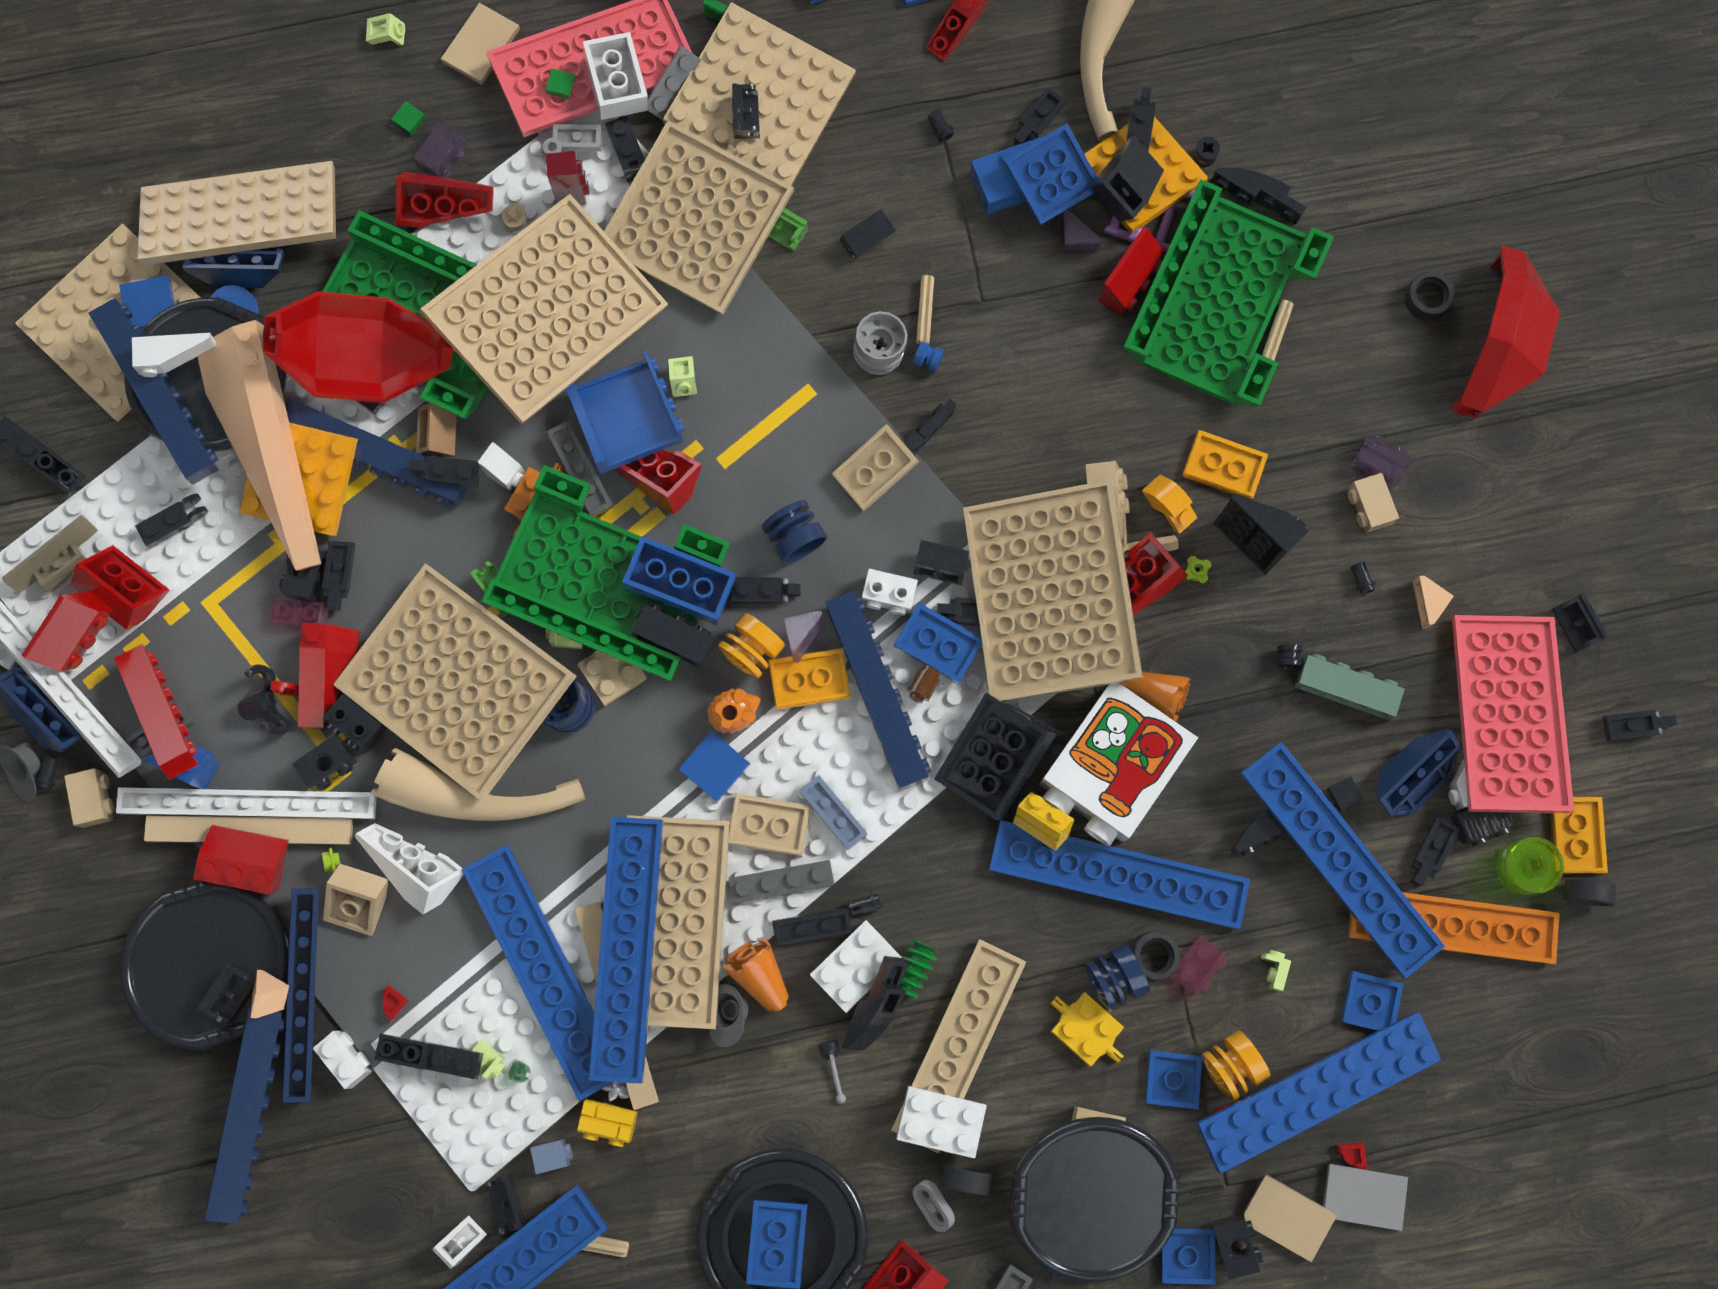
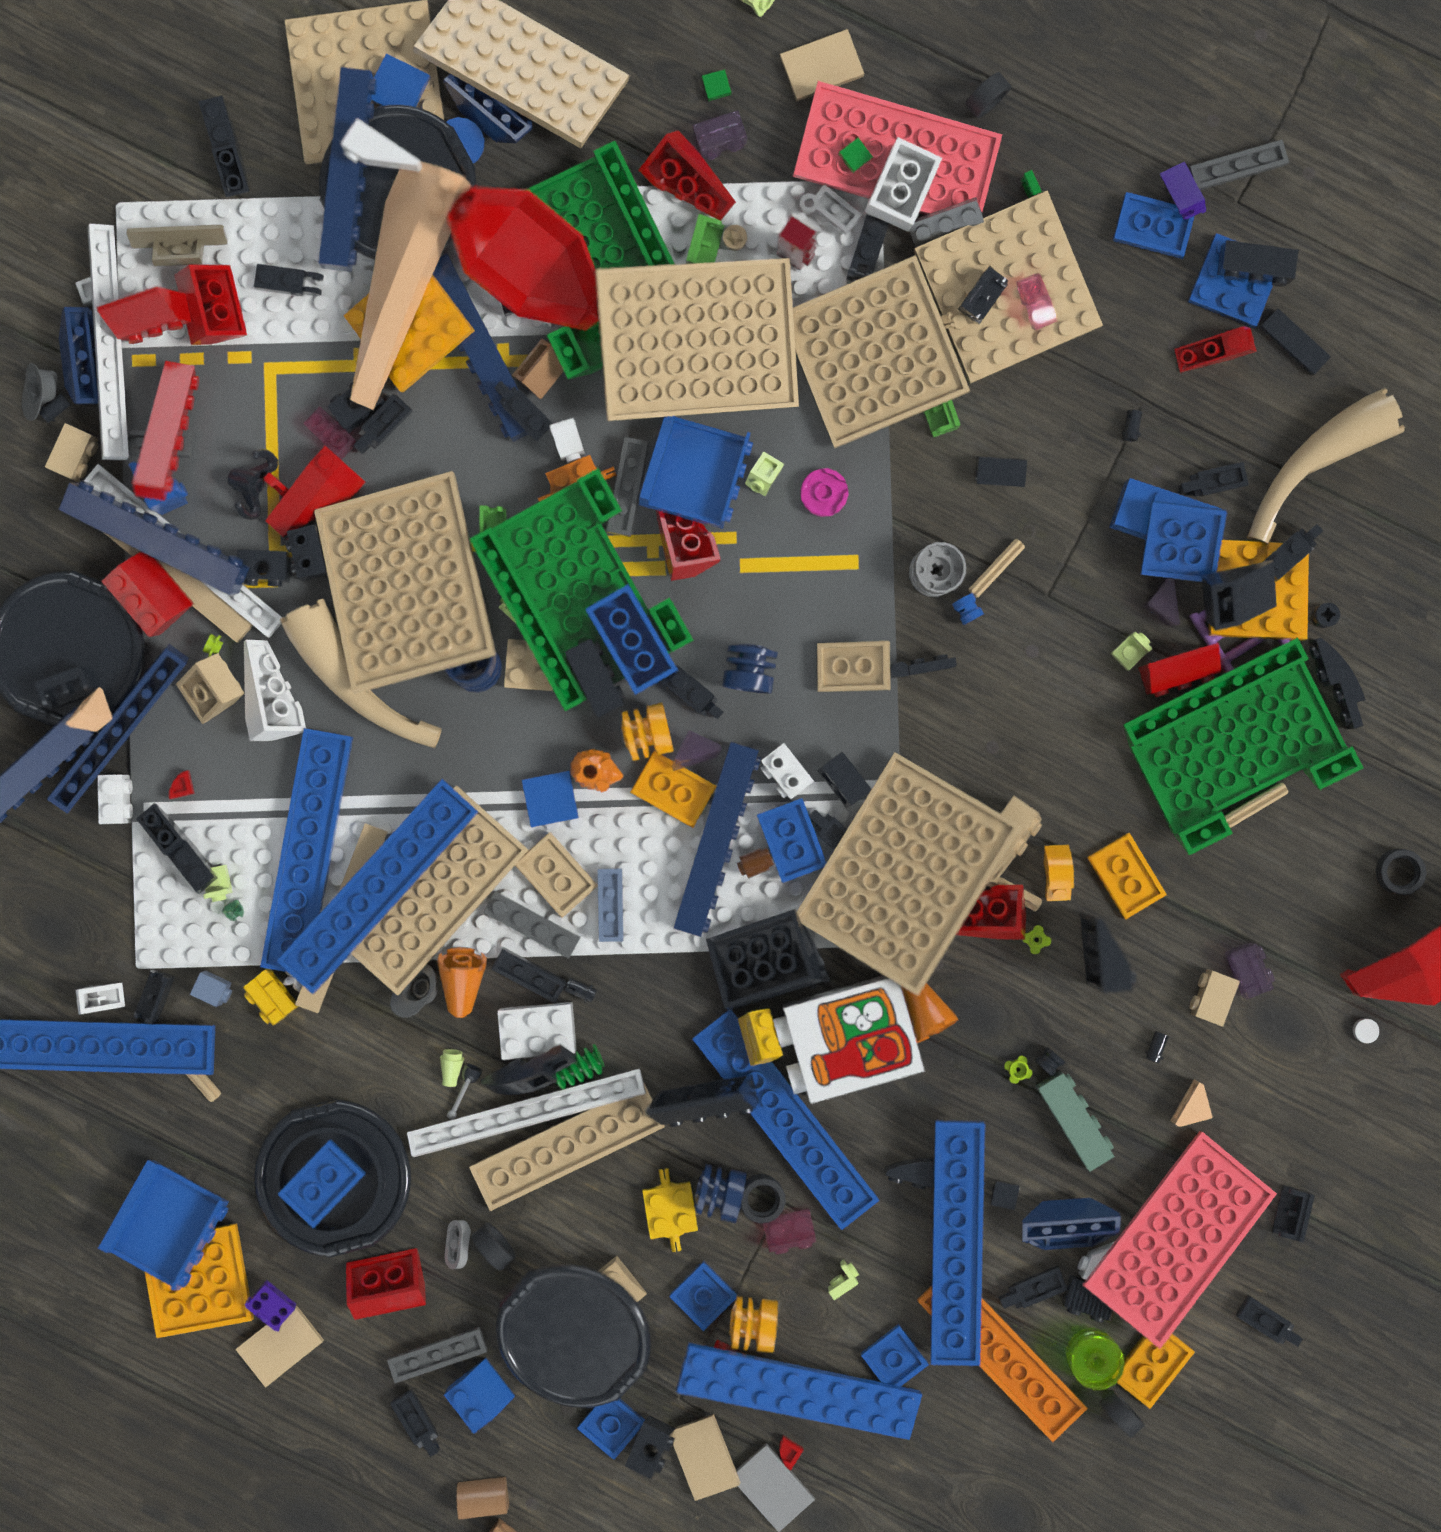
camera: 45 degrees right, 10 degrees up
(212, 809) = (154, 538): none -> dark blue brick
(490, 231) = (705, 240): none -> bright green hinge
(742, 355) = (824, 492): none -> dark pink tile
(787, 83) = (1037, 301): none -> clear pink slope
(808, 1057) = (451, 1065): none -> yellowish green cone
(901, 1044) = (526, 1113): none -> white plate
(941, 1122) = (508, 1192): white brick -> none
(1041, 910) = (704, 1100): none -> black slope
(1082, 290) = (1132, 650): none -> yellowish green bracket
(1277, 682) = (1024, 1073): none -> lime plate
(1509, 437) = (1366, 1030): none -> white tile

